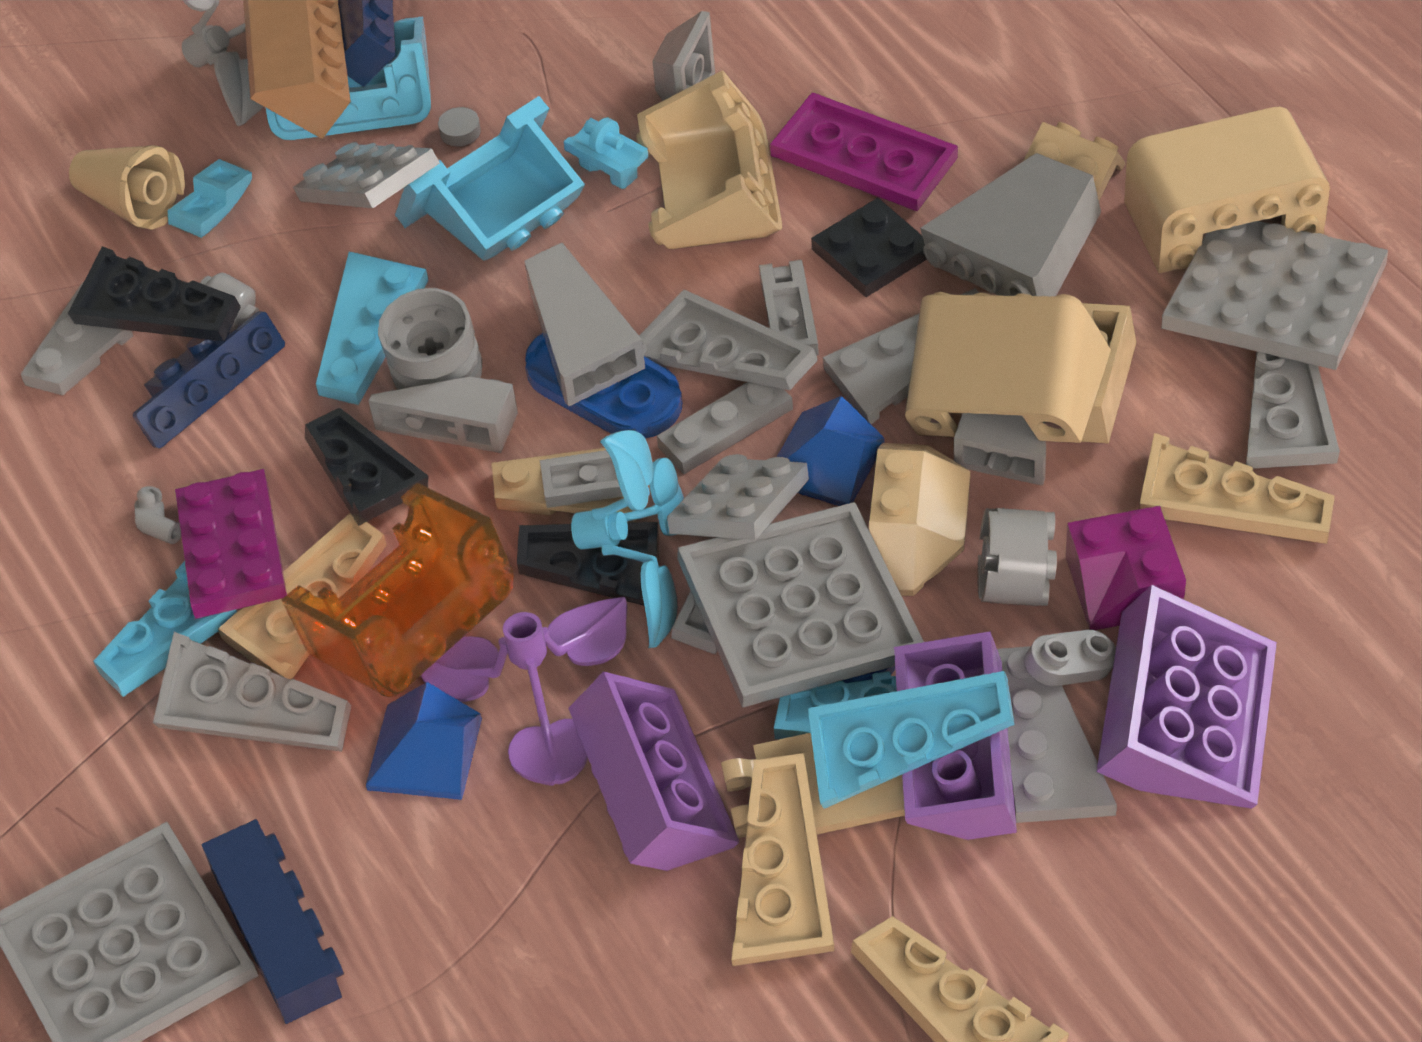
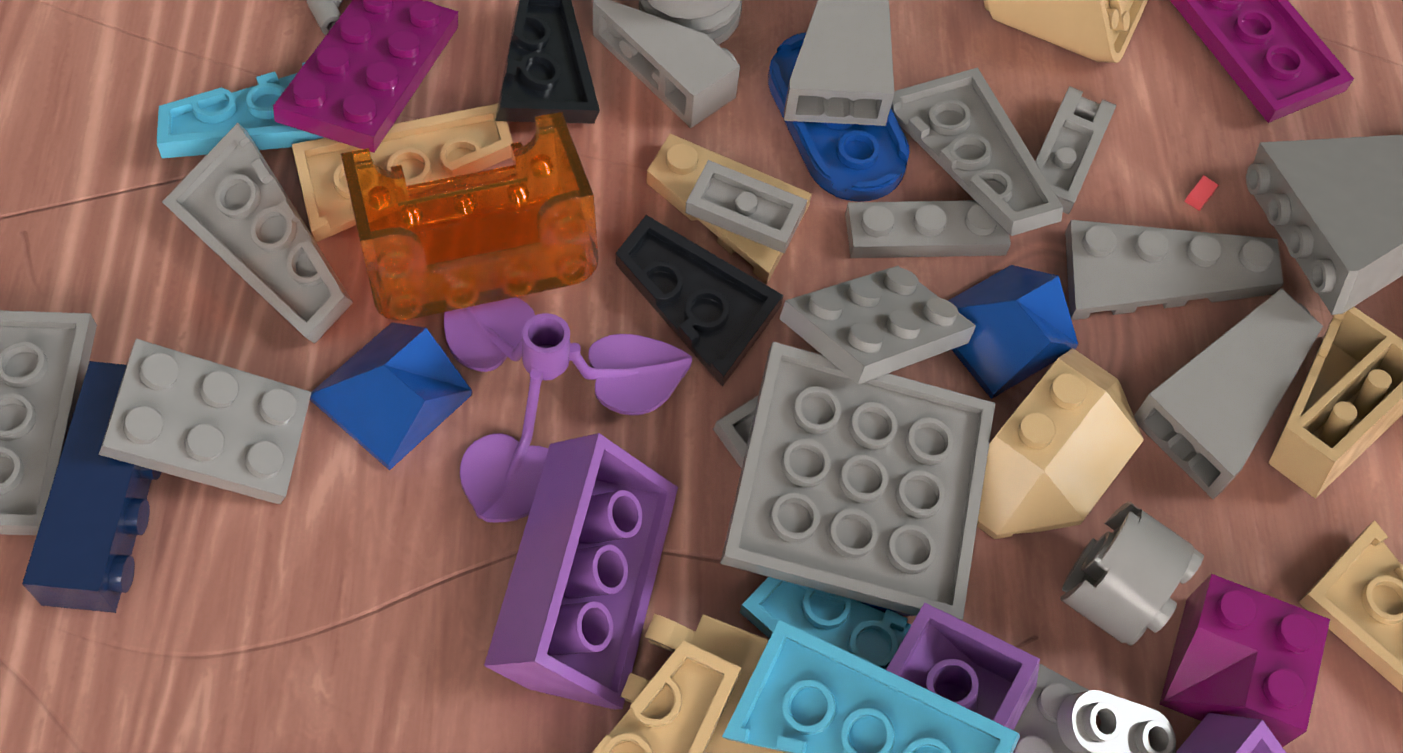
camera: 20 degrees right, 10 degrees up
(316, 834) = (206, 422): none -> light grey plate
(607, 527) = (766, 232): medium azure plant -> none
(870, 247) = (1196, 132): black plate -> none
(902, 287) = (1201, 193): none -> coral piece
(1006, 359) = (1261, 348): tan windscreen -> none

